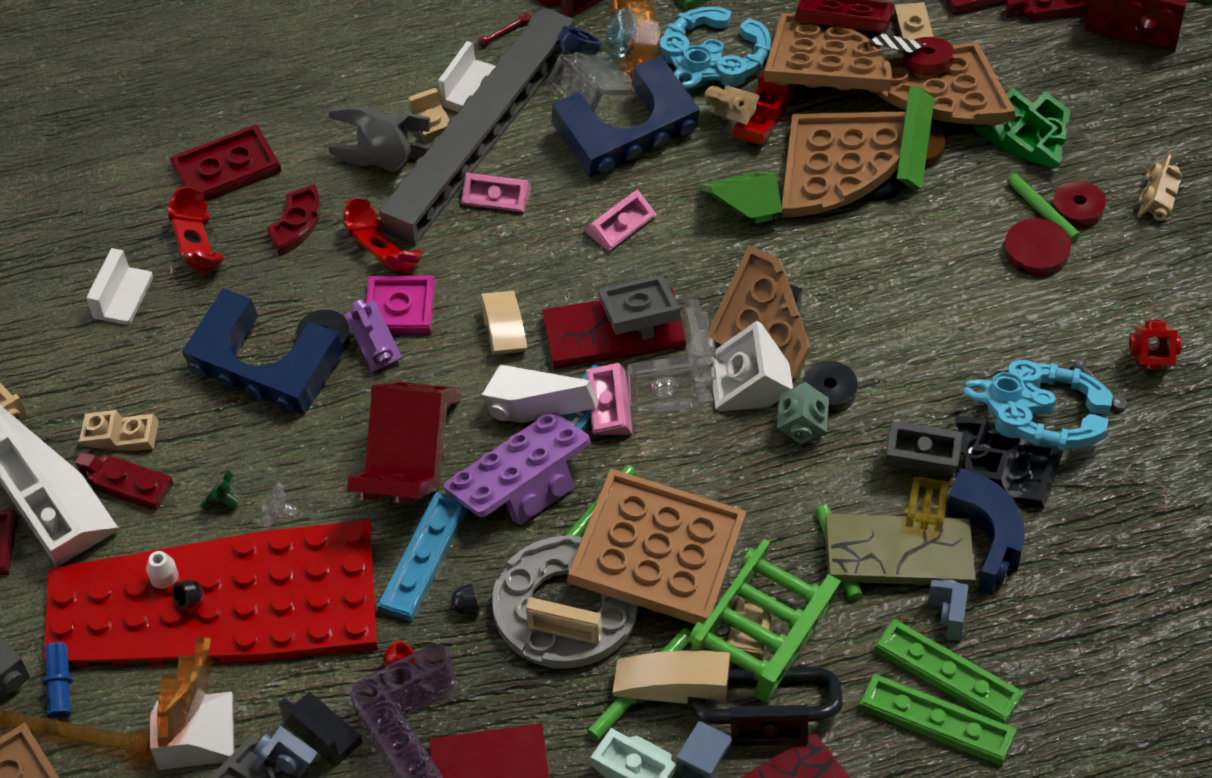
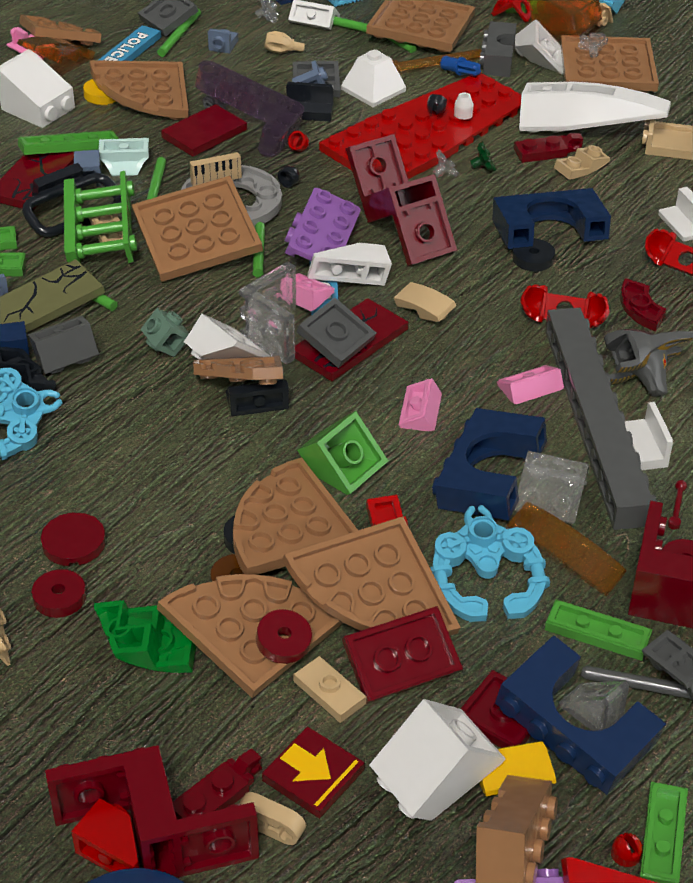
camera: 140 degrees right, 10 degrees down
(183, 692) = (378, 53): clear orange slope -> none
(372, 335) = (506, 254): medium lavender hinge -> none
(404, 302) = (502, 289): dark pink tile -> none
(422, 558) = (335, 180): dark azure tile -> none
(429, 105) = (634, 402): tan bracket -> none
(579, 41) = (594, 498): dark blue plate -> none
(619, 33) = (565, 507): clear light blue piece -> none
(673, 676) = (144, 177): tan slope -> none
(732, 103) = (405, 497): tan hinge -> none
(836, 375) = (165, 372): black piece -> none
(896, 43) = (318, 621): sticker -> none
(915, 138) = (232, 545): bright green tile -> none
(925, 517) = (32, 305): clear yellow tile -> none
(1041, 205) = (92, 575): bright green bar -> none

